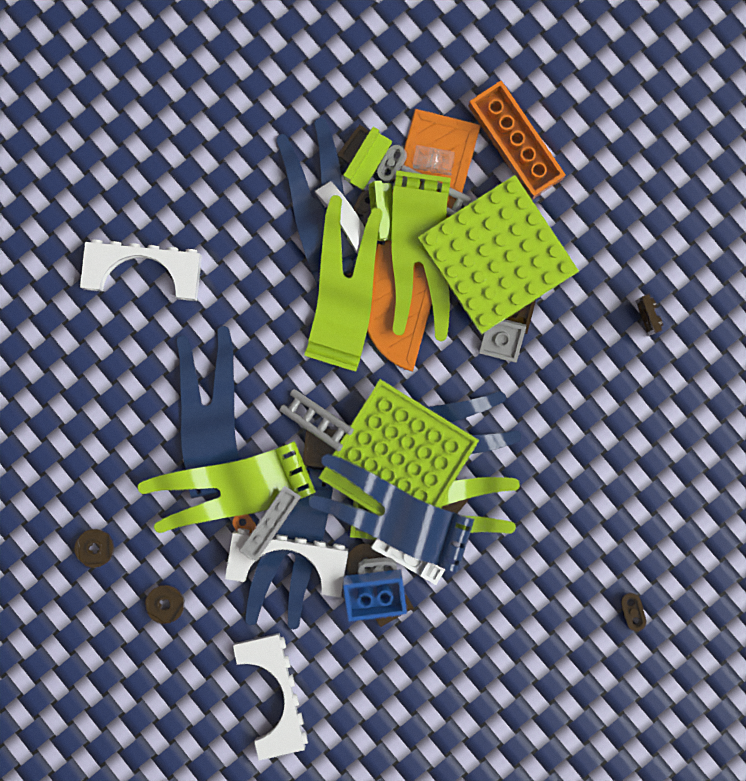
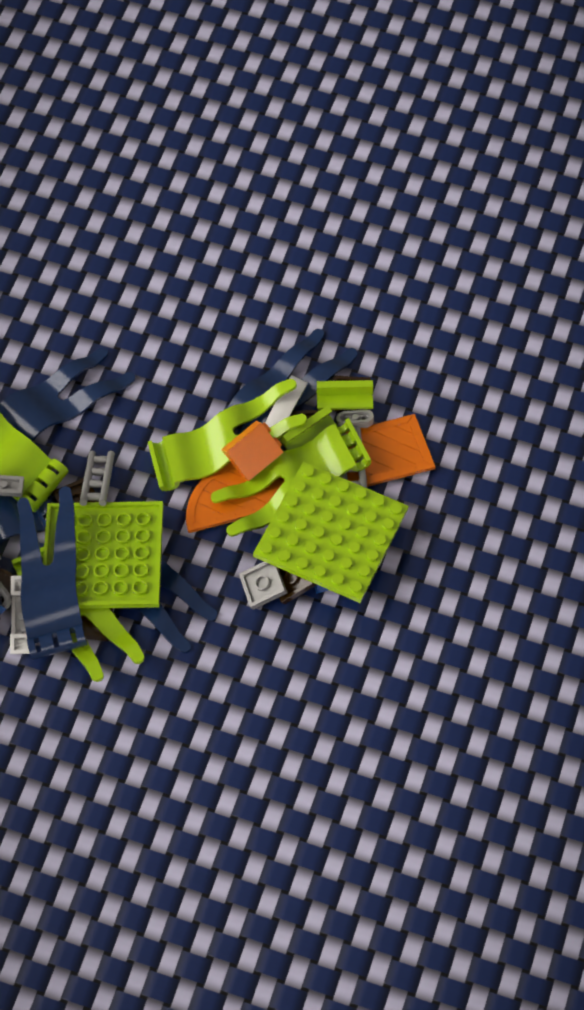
camera: 55 degrees right, 25 degrees down
(102, 258) = (132, 261): white arch -> none
(380, 273) = (253, 450): none -> orange brick
(433, 160) = (378, 442): clear brick -> none
(516, 139) = (441, 498): orange brick -> none
(633, 611) = (83, 832): dark brown plate -> none
(646, 307) = (366, 682): dark brown plate -> none

